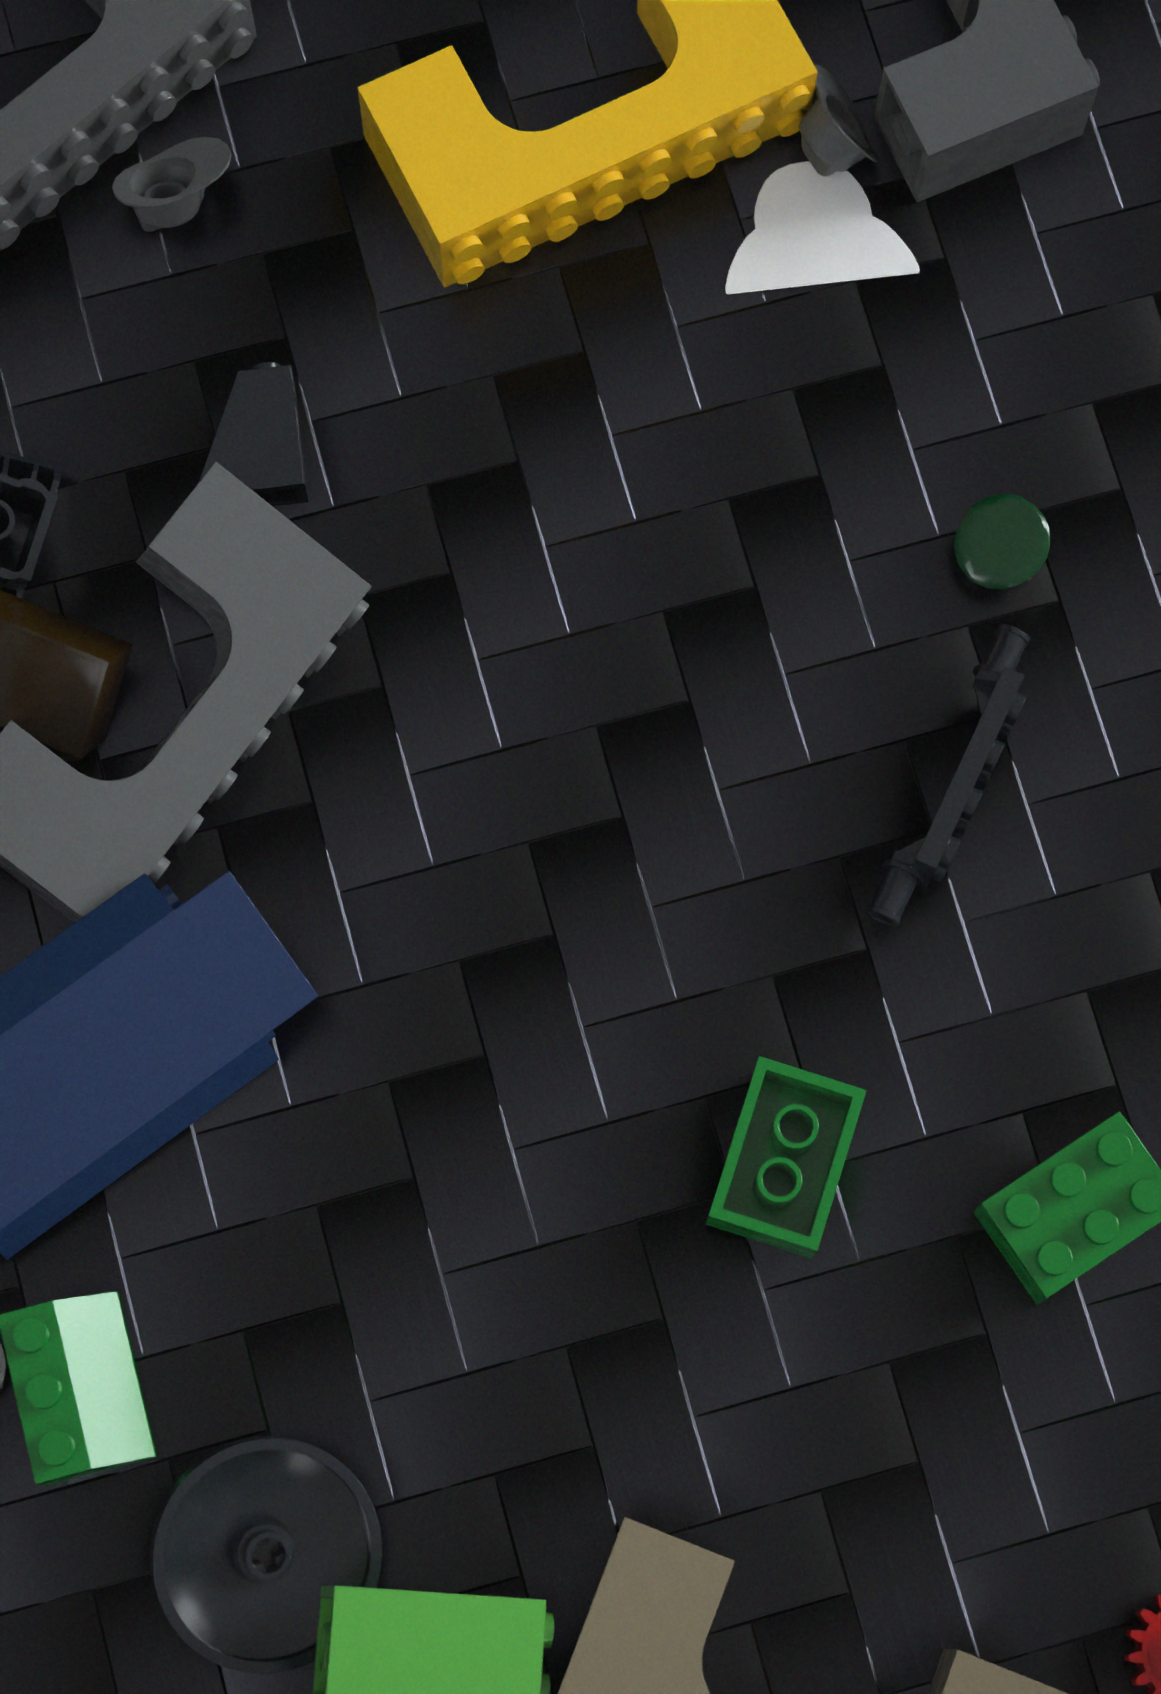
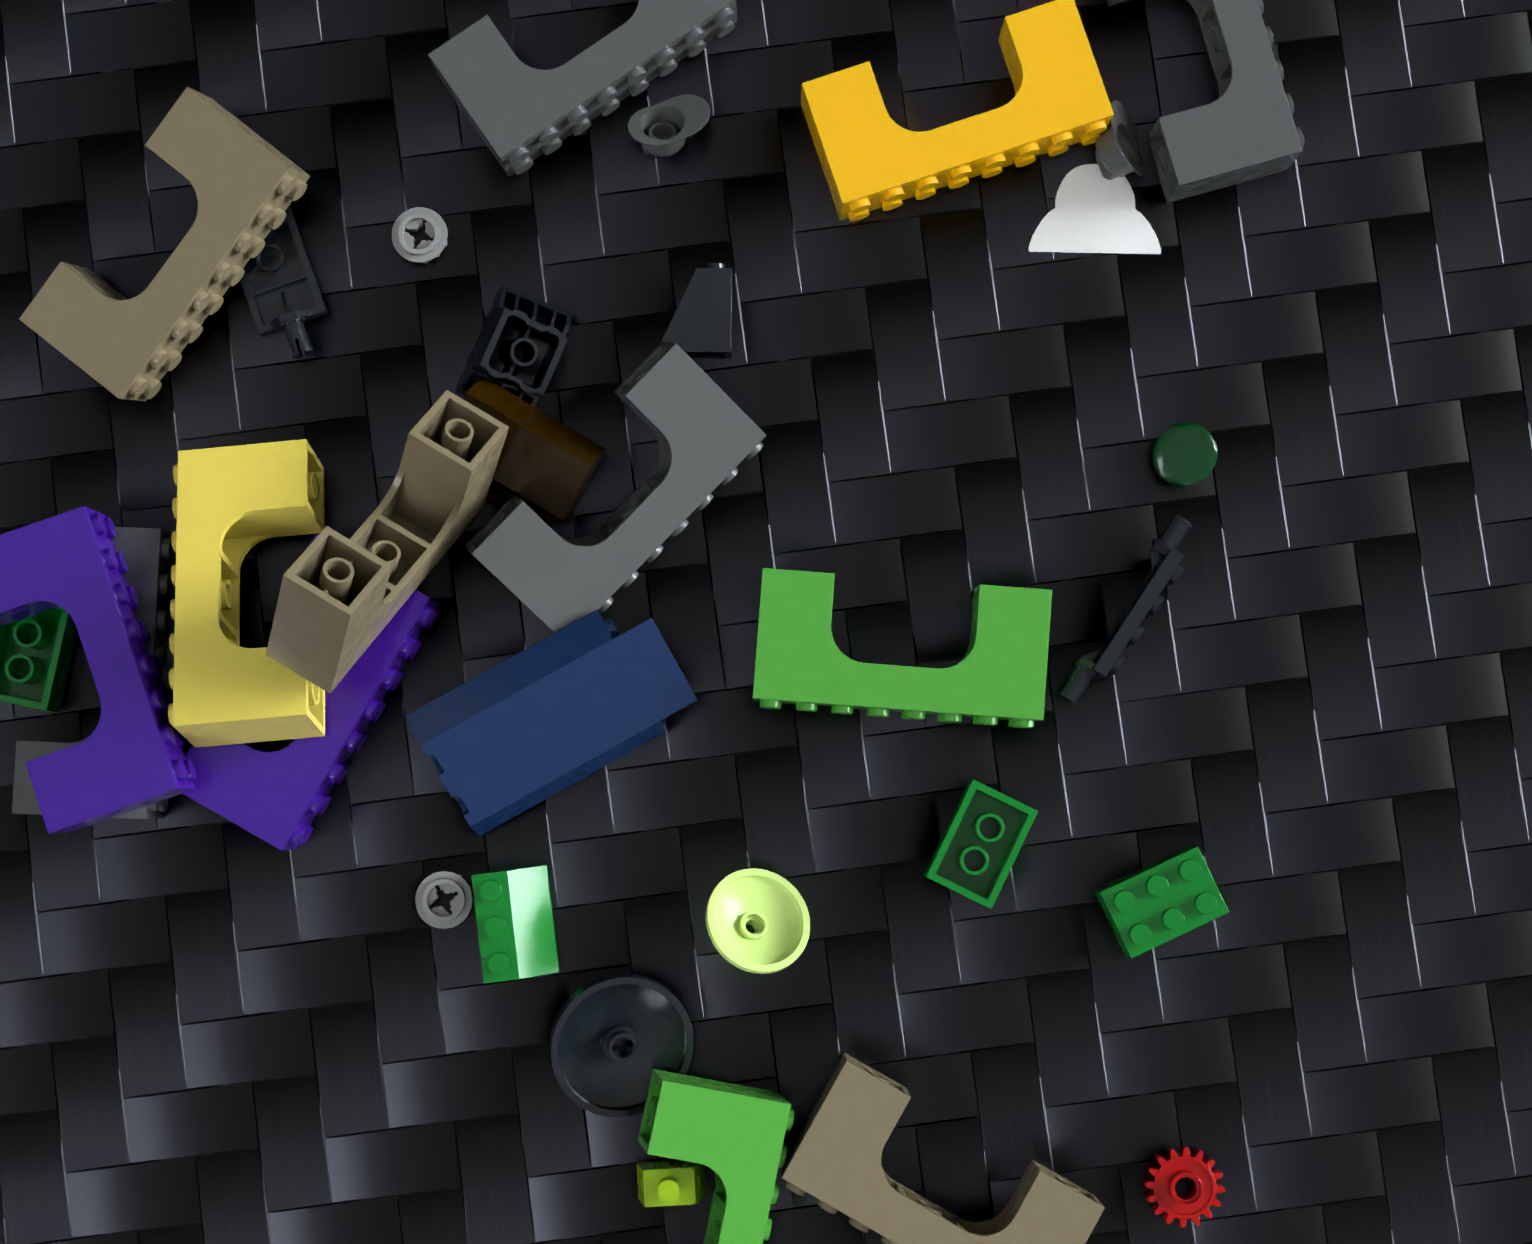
camera: 10 degrees right, 10 degrees up
(463, 1301) = (773, 911): none -> yellowish green dish
(485, 932) = (995, 679): none -> bright green arch

